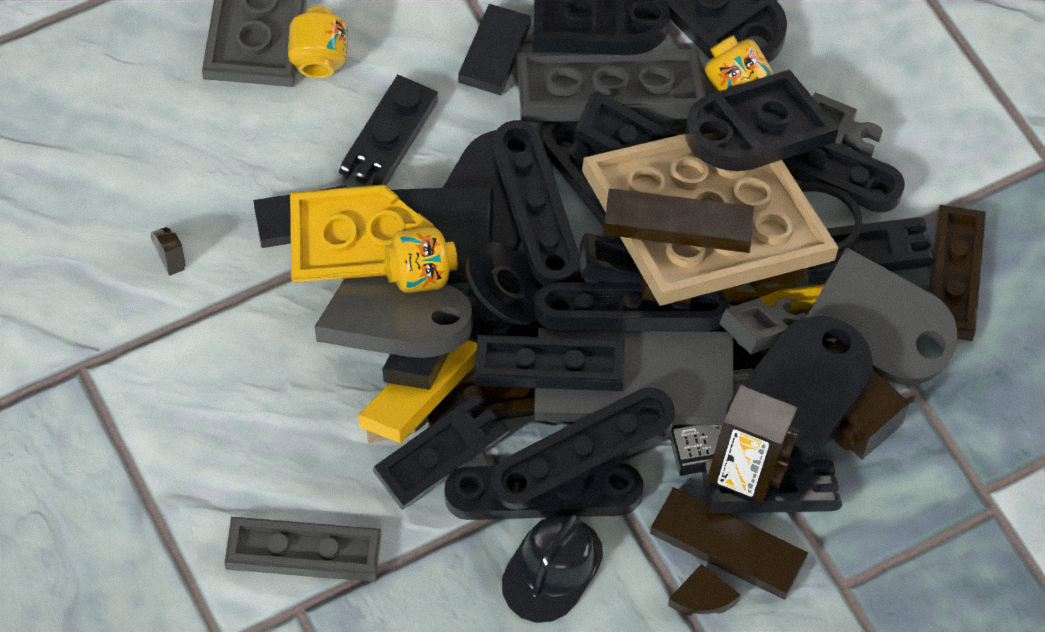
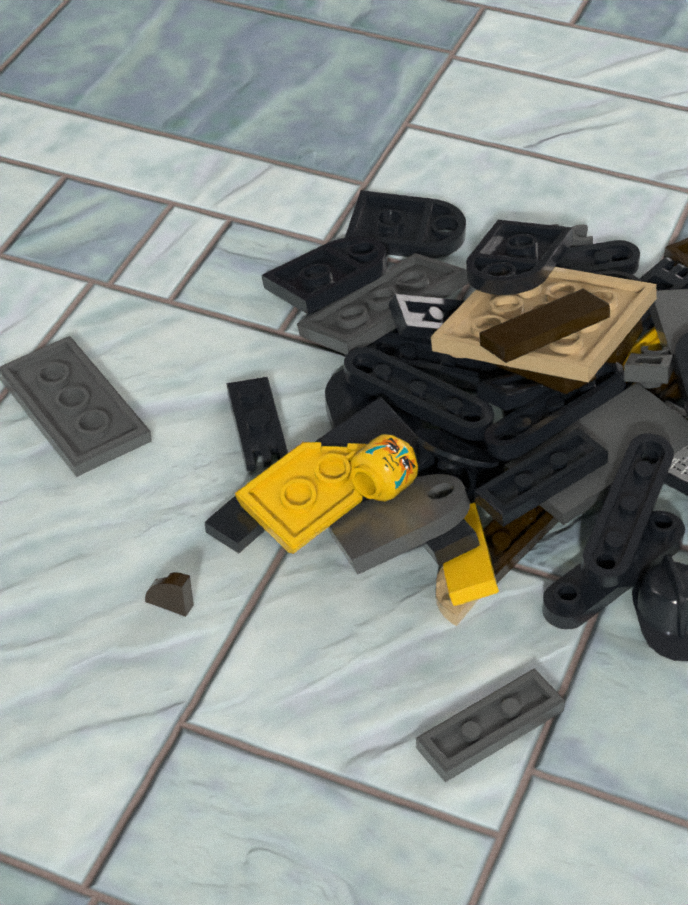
camera: 35 degrees left, 15 degrees down
(318, 42) = (149, 395): yellow head -> none
(438, 452) = (521, 592): black hinge -> none
(494, 49) = (277, 332): black tile -> none
(736, 63) = (456, 240): yellow head -> none

